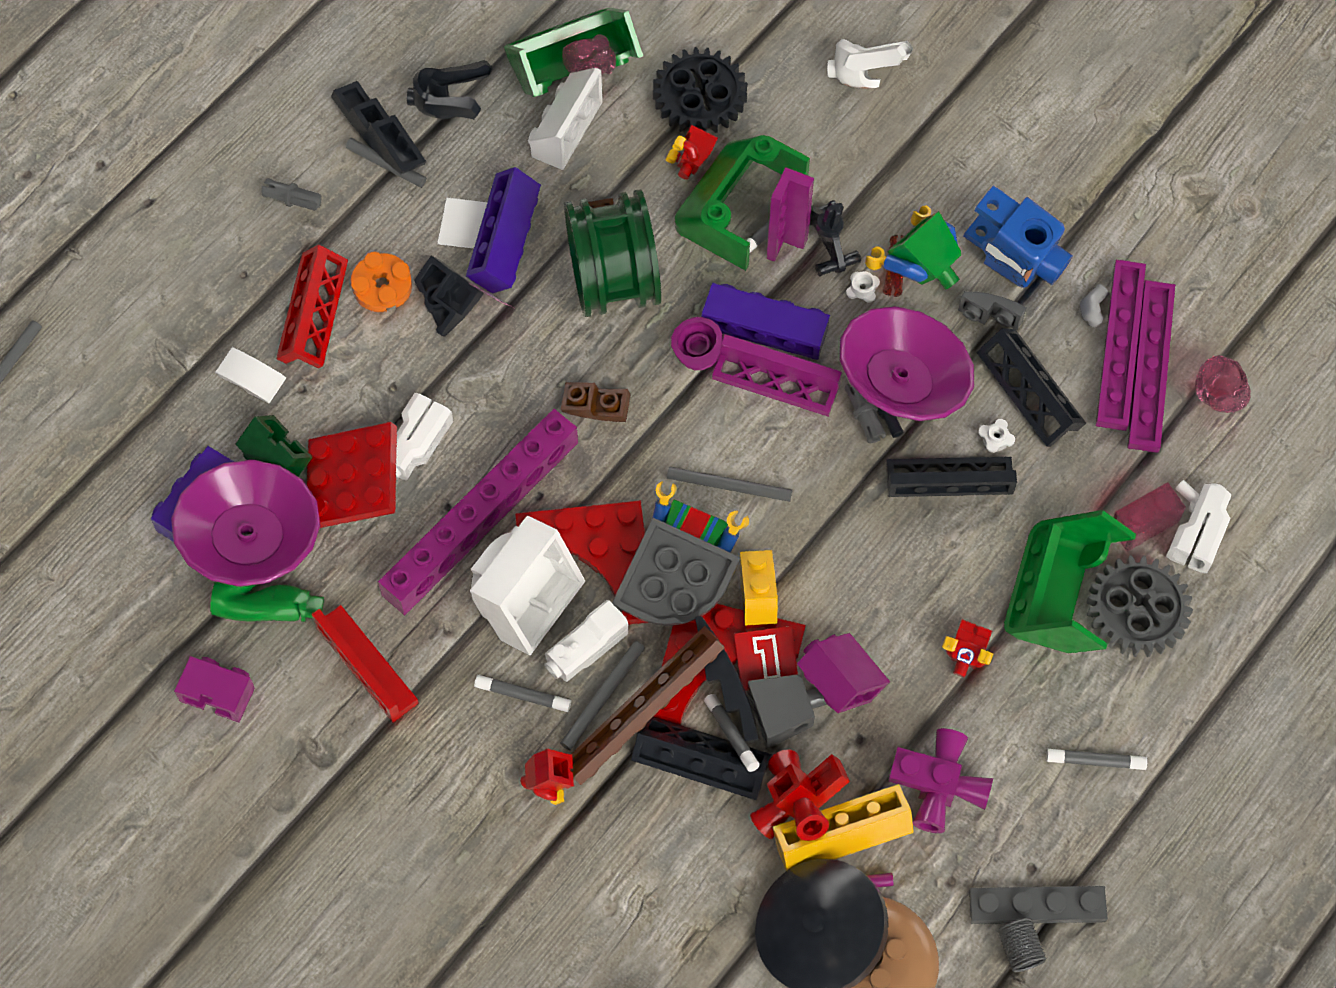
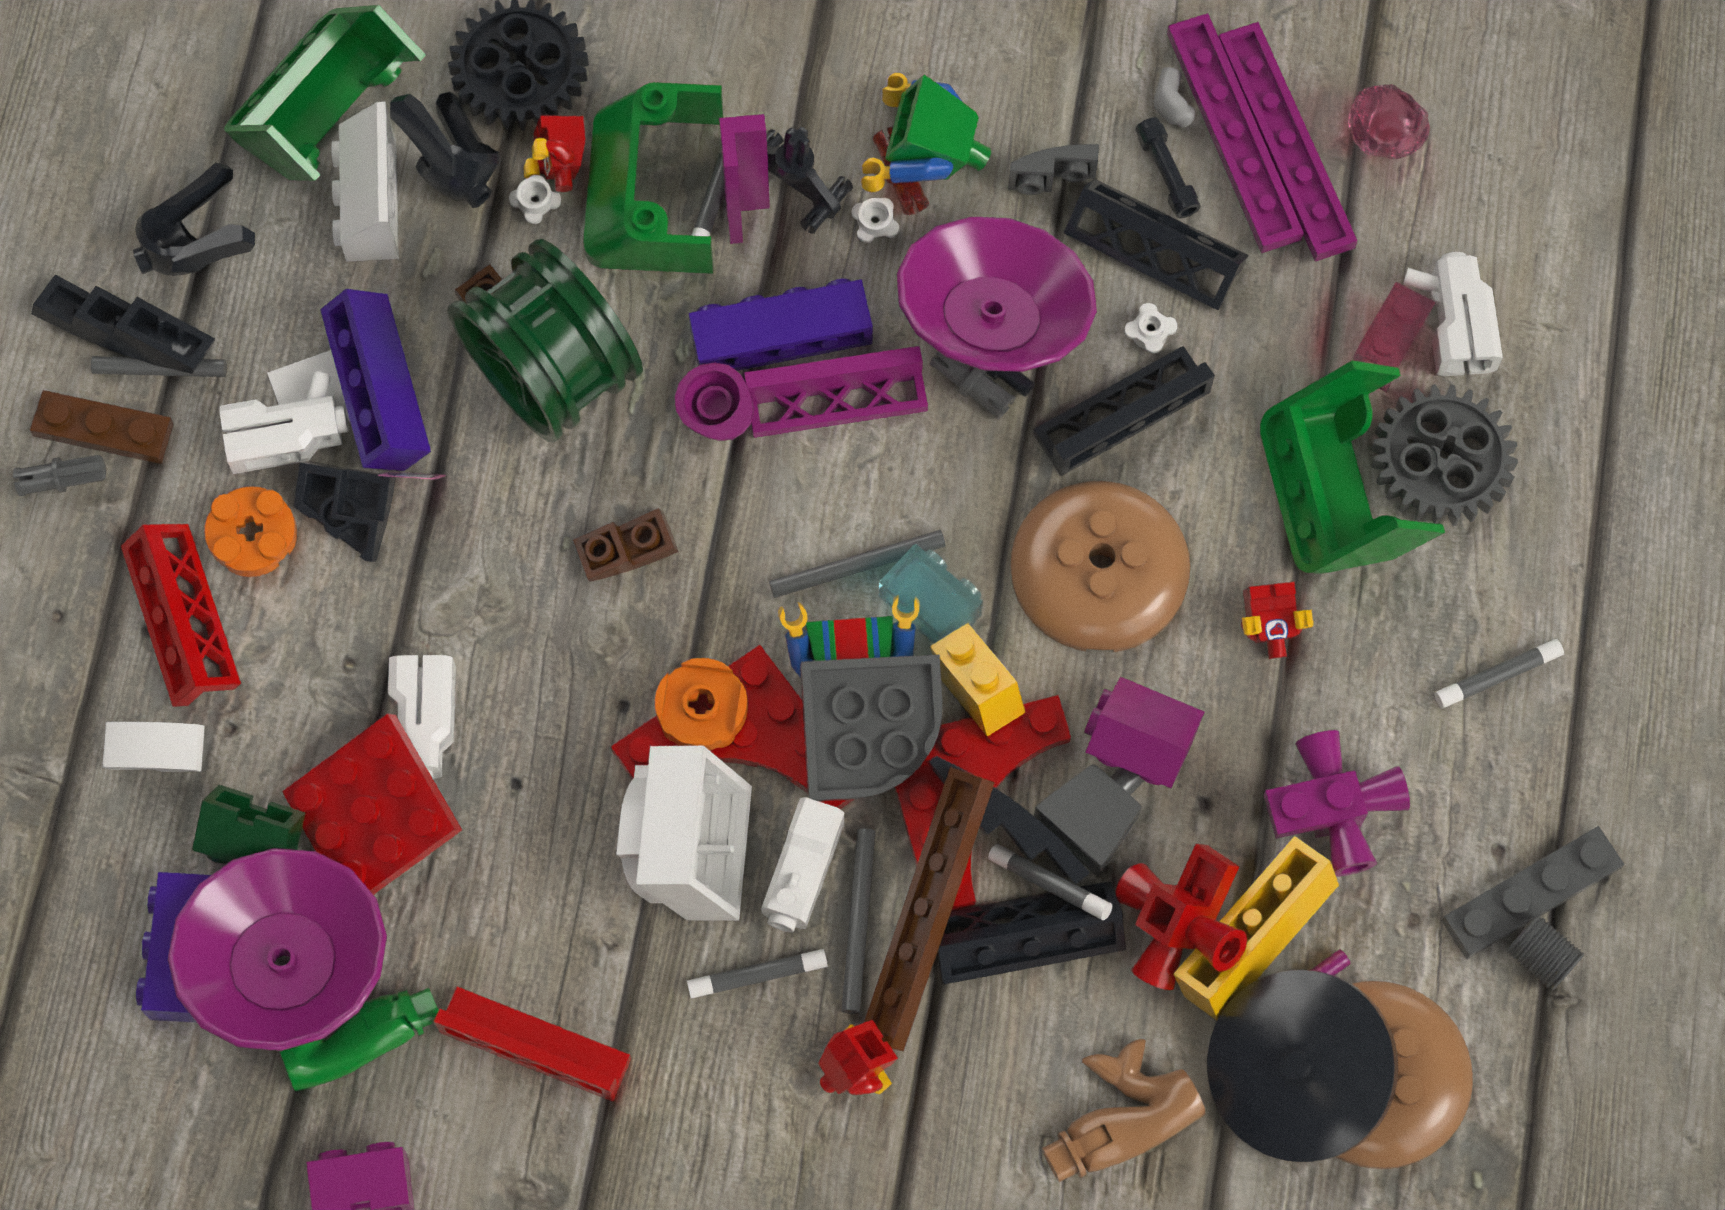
camera: 30 degrees left, 5 degrees up
(333, 180) = (102, 427): none -> reddish brown plate
(432, 234) = (282, 433): none -> white piece
(478, 512) = (564, 770): magenta brick -> none
(583, 532) = (685, 684): none -> orange plate
(589, 54) = (351, 88): clear pink hair -> none
(619, 130) = (455, 169): none -> black piece
(663, 166) = (530, 188): none -> white plate
(685, 908) = (1121, 1133): none -> medium nougat piece
(765, 525) = (942, 597): none -> clear light blue brick
(765, 654) = (1034, 760): red sticker -> none
(875, 589) = (1090, 604): none -> medium nougat brick
(1019, 239) = (1041, 61): blue piece -> none
(1064, 366) = (1153, 137): none -> black bar

